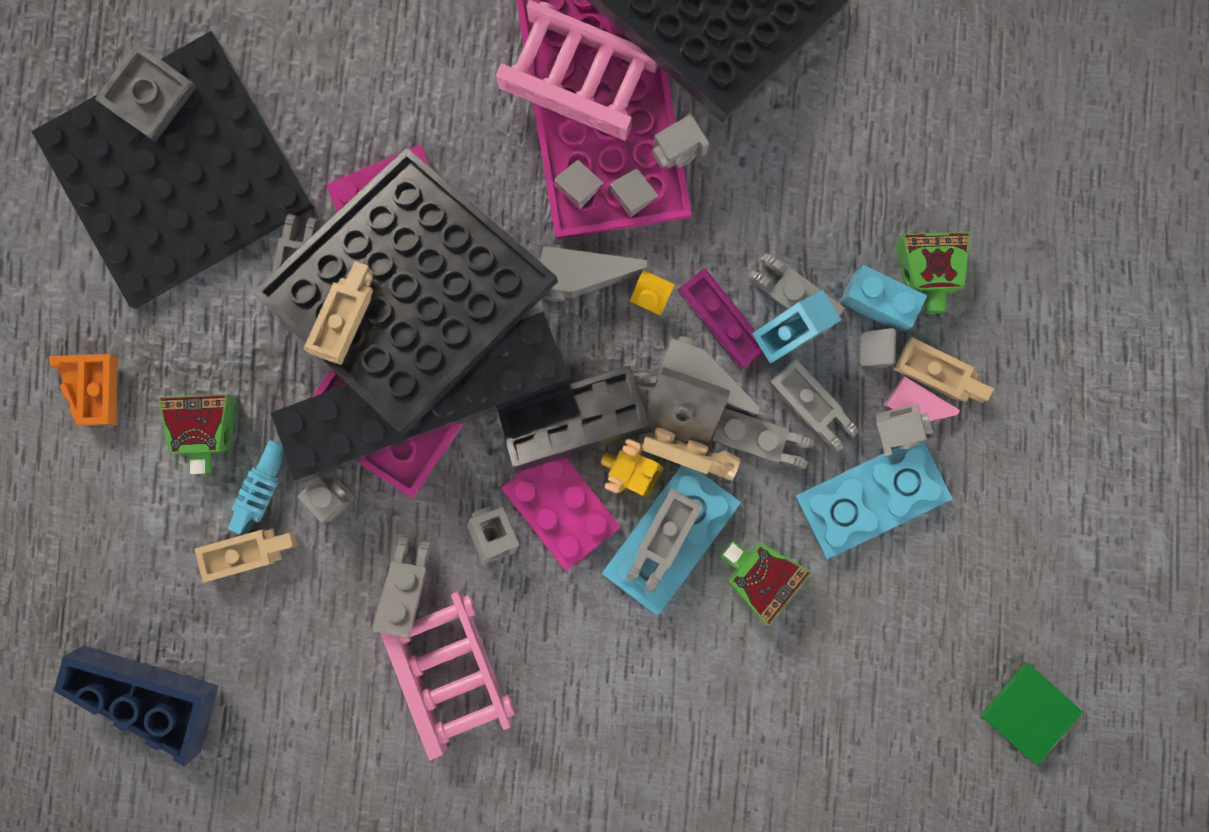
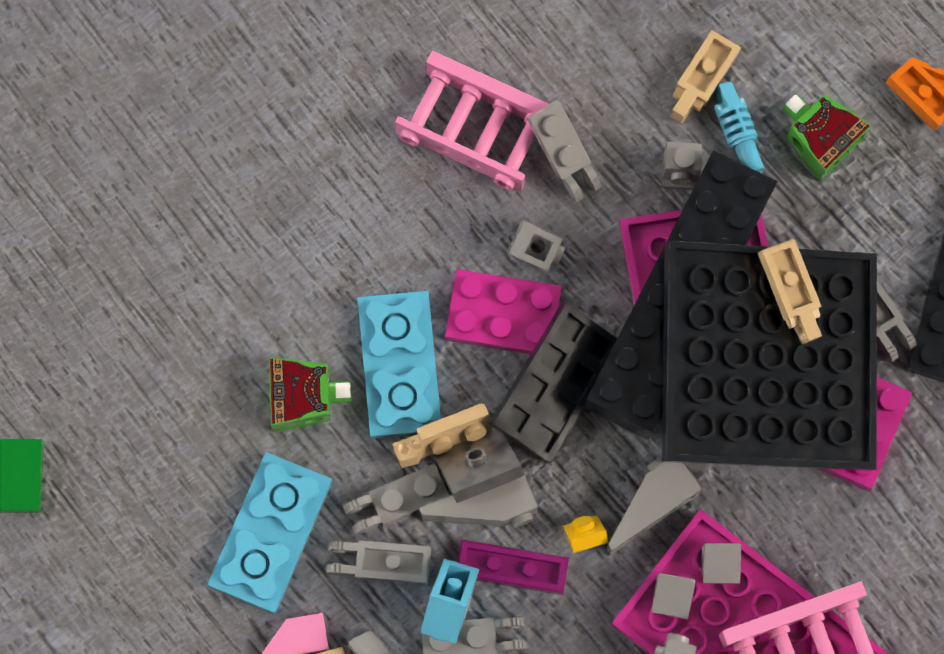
camera: 135 degrees right, 10 degrees down
(631, 470) = (474, 383): yellow piece -> none
(665, 536) = (406, 355): light grey hinge -> none
(902, 427) = (297, 600): light grey brick -> none

